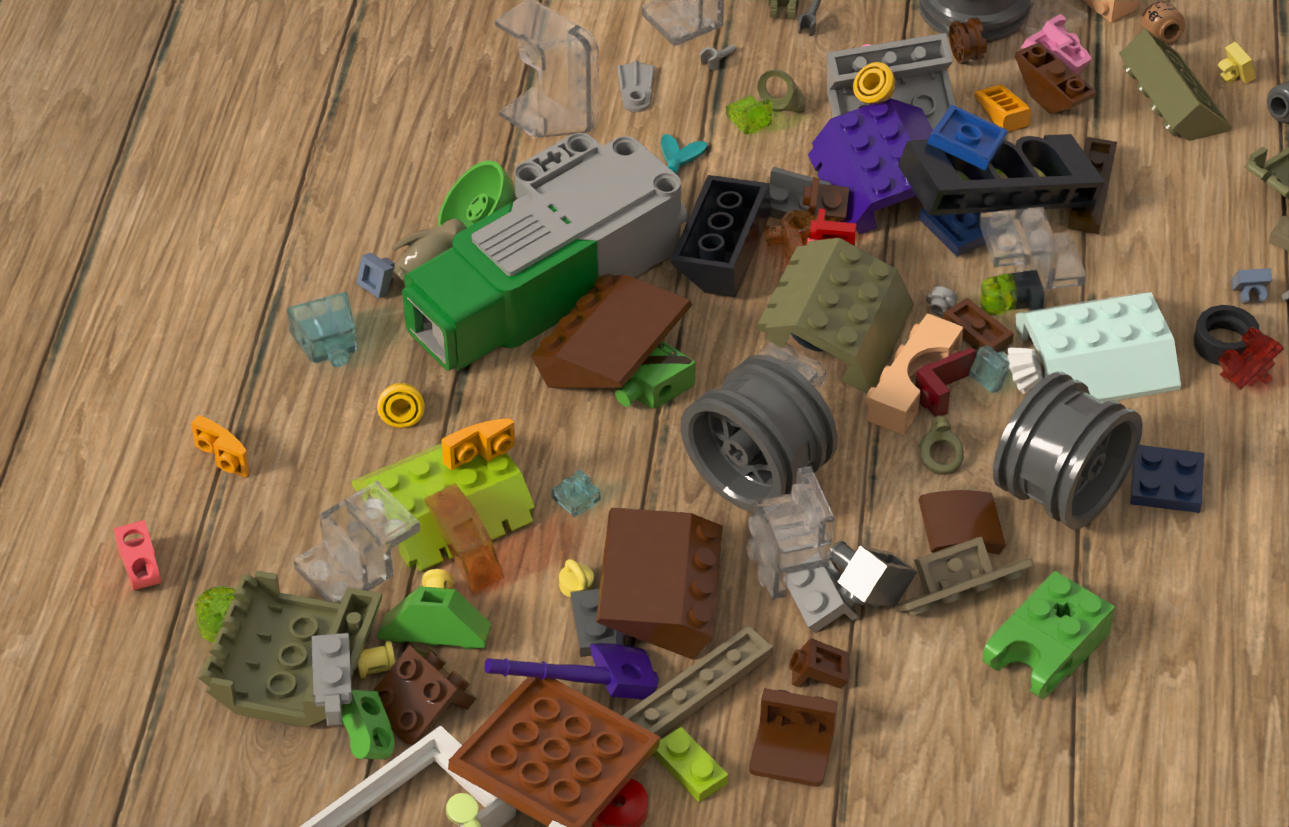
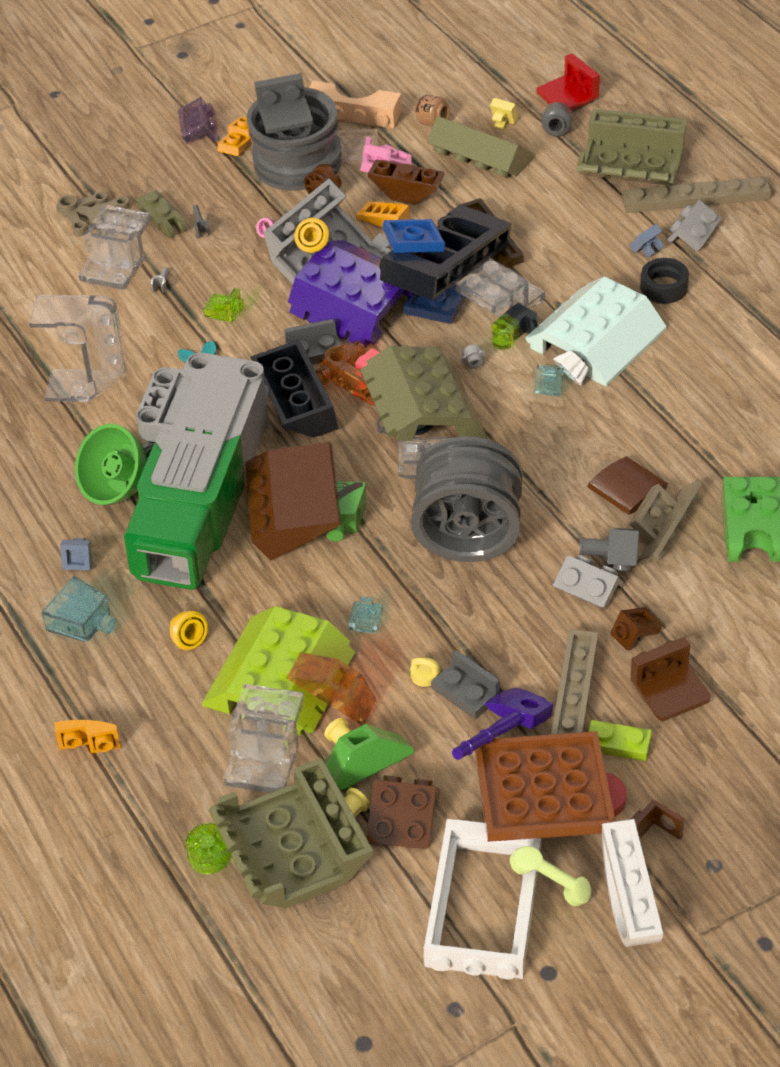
camera: 35 degrees left, 0 degrees up
(137, 555) = (106, 847): coral leg -> none
(332, 674) = (349, 831): light grey hinge -> none
(368, 726) = (395, 853): bright green leg -> none
(425, 245) = (107, 516): dark tan animal -> none
(486, 438) = (290, 614): light orange slope -> none
(636, 85) = (132, 334): light grey piece -> none
(661, 578) = (491, 631): reddish brown slope -> none
(790, 533) = (548, 550): clear bracket -> none
(791, 101) = (243, 282): olive piece -> none
(824, 229) = (367, 349): red bracket -> none
(826, 197) = (340, 331): reddish brown bracket -> none
(896, 398) = (498, 389): light nougat arch -> none
(934, 377) = (523, 412): dark red bracket -> none
(941, 432) = (558, 437): olive piece -> none
(979, 326) = (512, 359): reddish brown plate -> none
(1067, 450) = (665, 397): dark grey wheel -> none
(1167, 479) = (716, 386): dark blue plate -> none
(1253, 362) = (699, 285): clear red hips -> none

